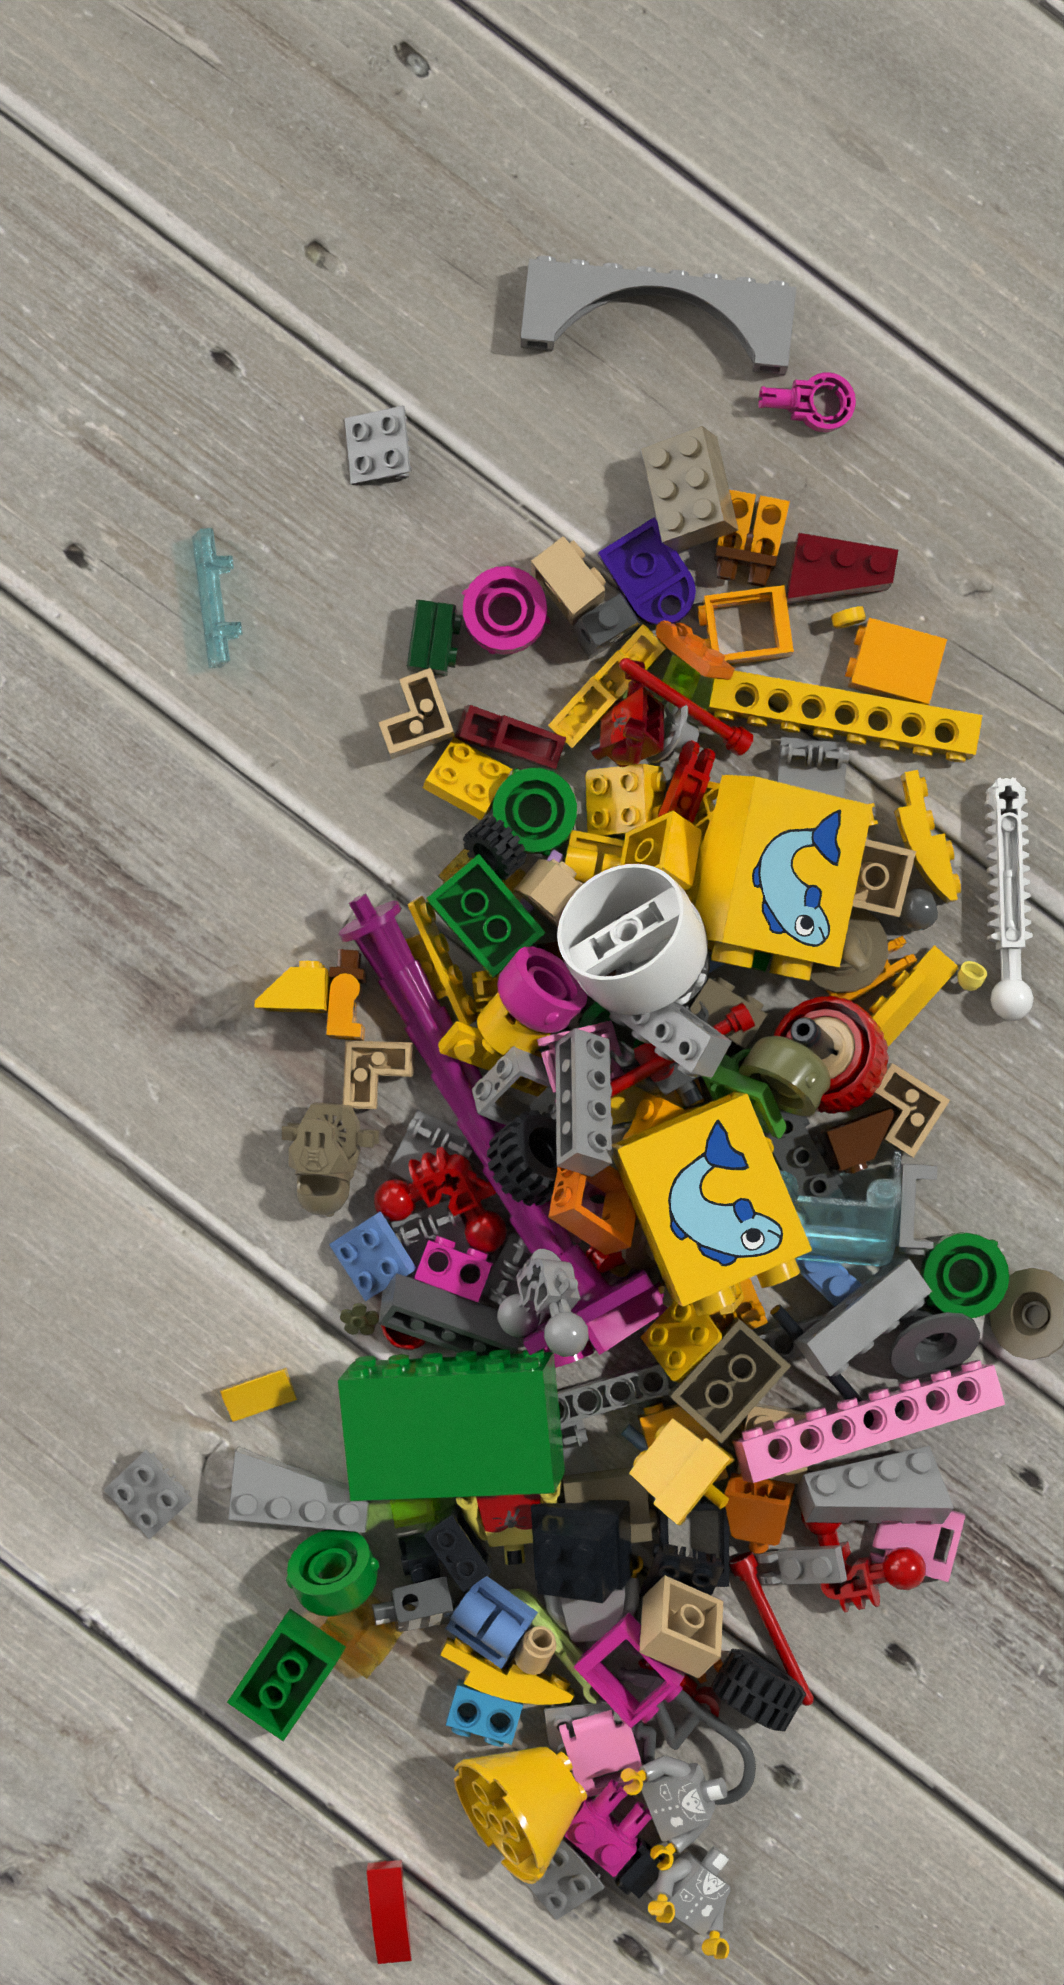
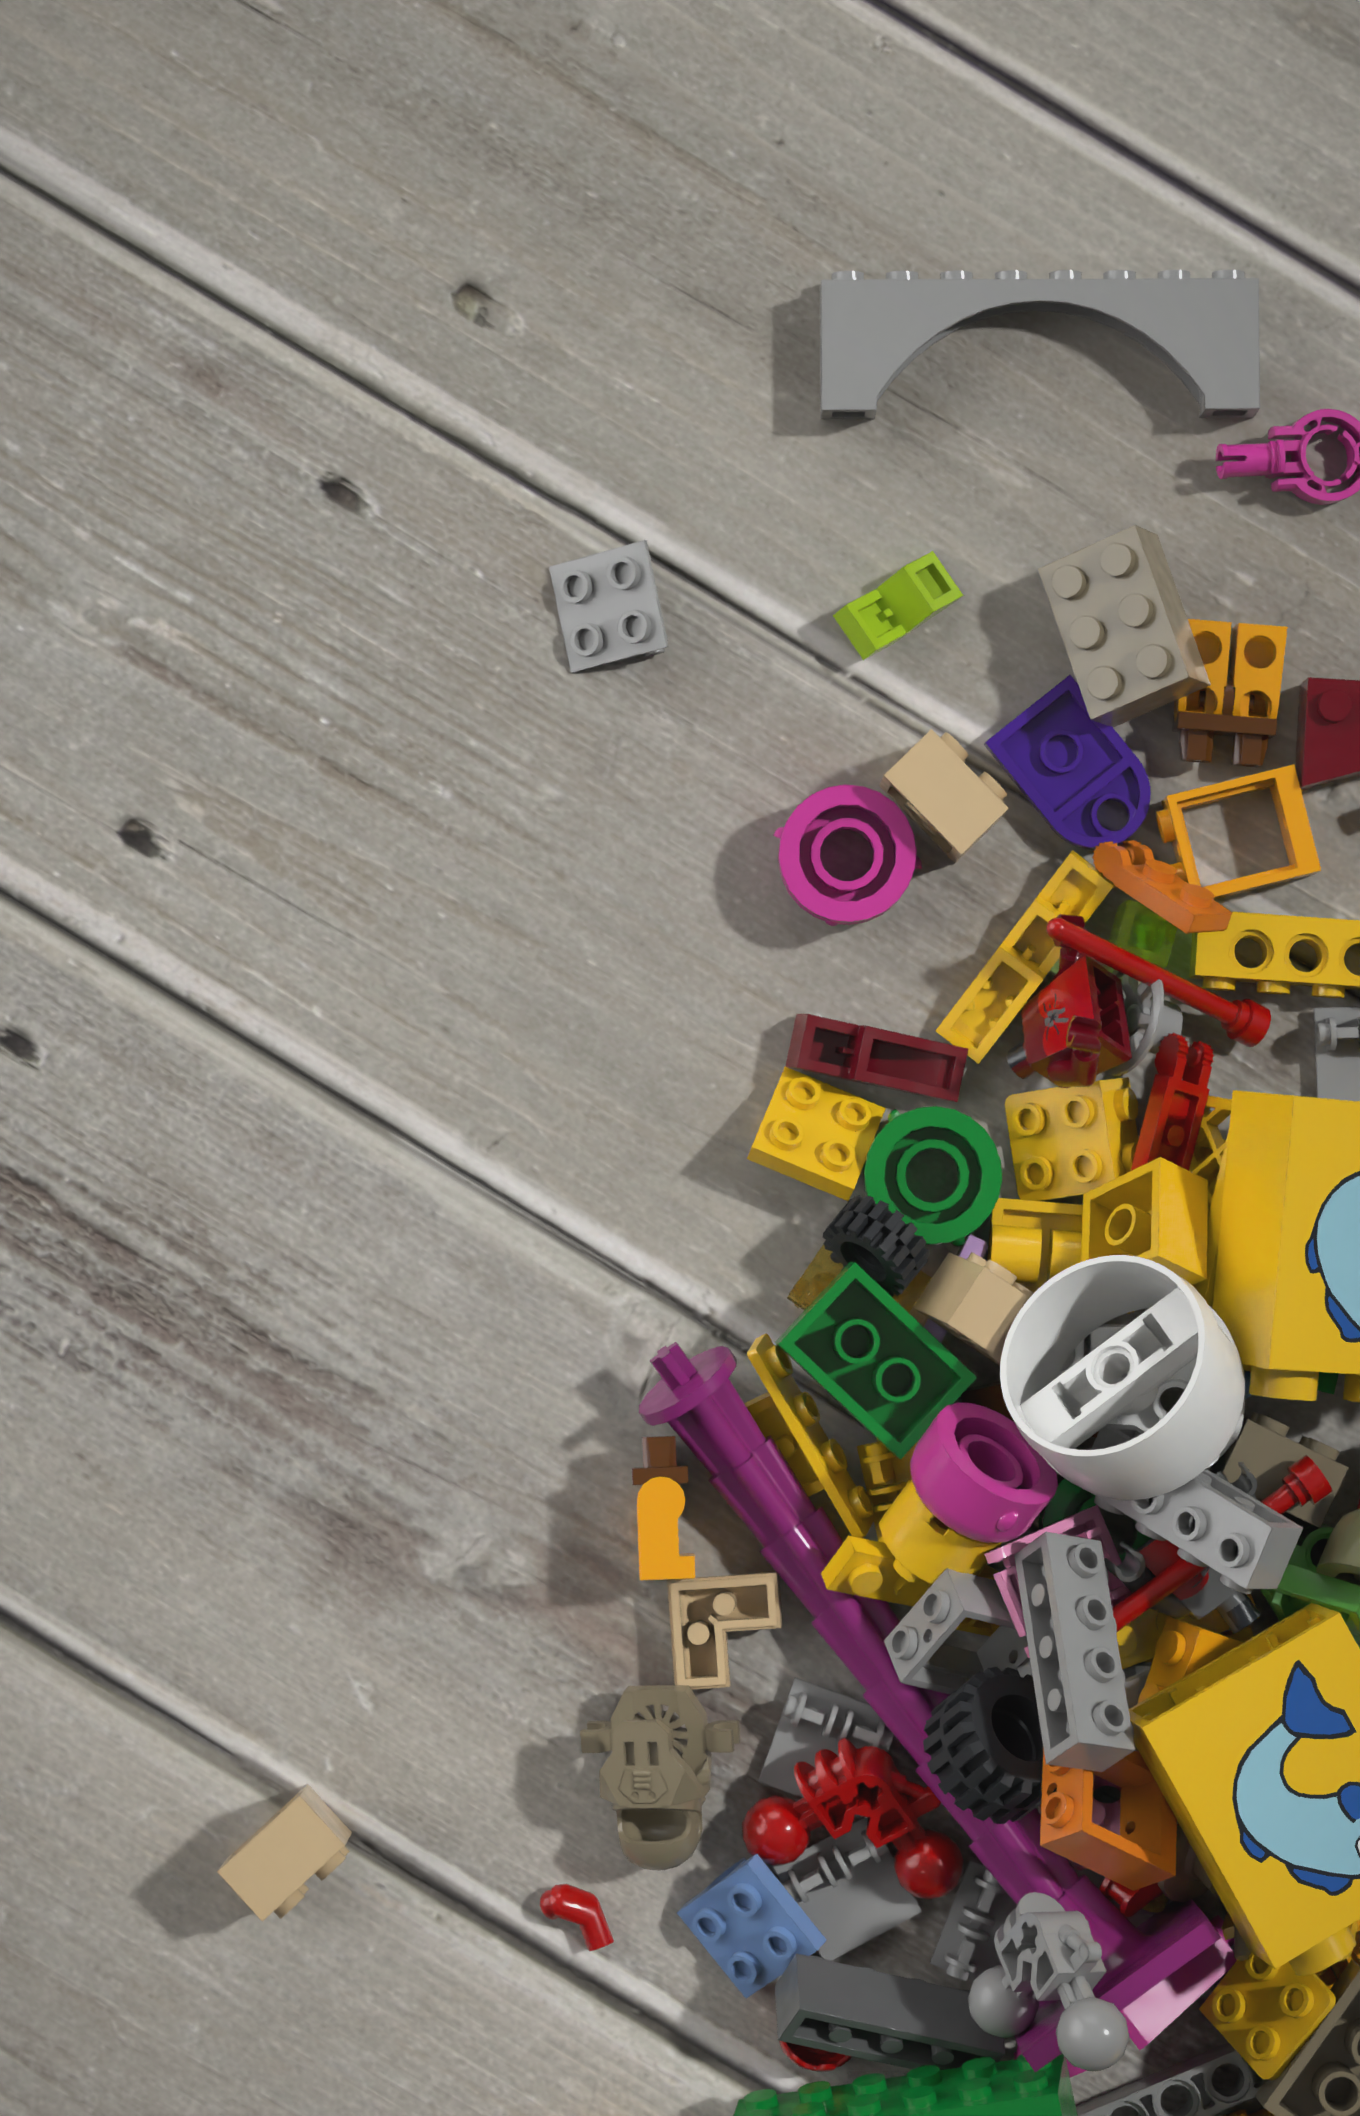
camera: 10 degrees left, 0 degrees up
(93, 1179) = (285, 1853): none -> tan brick
(208, 569) = (356, 841): clear light blue hinge -> none
(269, 1234) = (579, 1908): none -> red arm
(298, 990) = (588, 1514): yellow slope -> none
(359, 1319) = (740, 2029): olive plant -> none
(424, 723) = (740, 1045): tan brick -> none
(433, 637) = (733, 910): dark green brick -> none
(449, 1278) = (880, 1947): dark pink brick -> none
(555, 464) = (898, 605): none -> lime slope
(605, 625) = (1012, 861): dark grey torso -> none

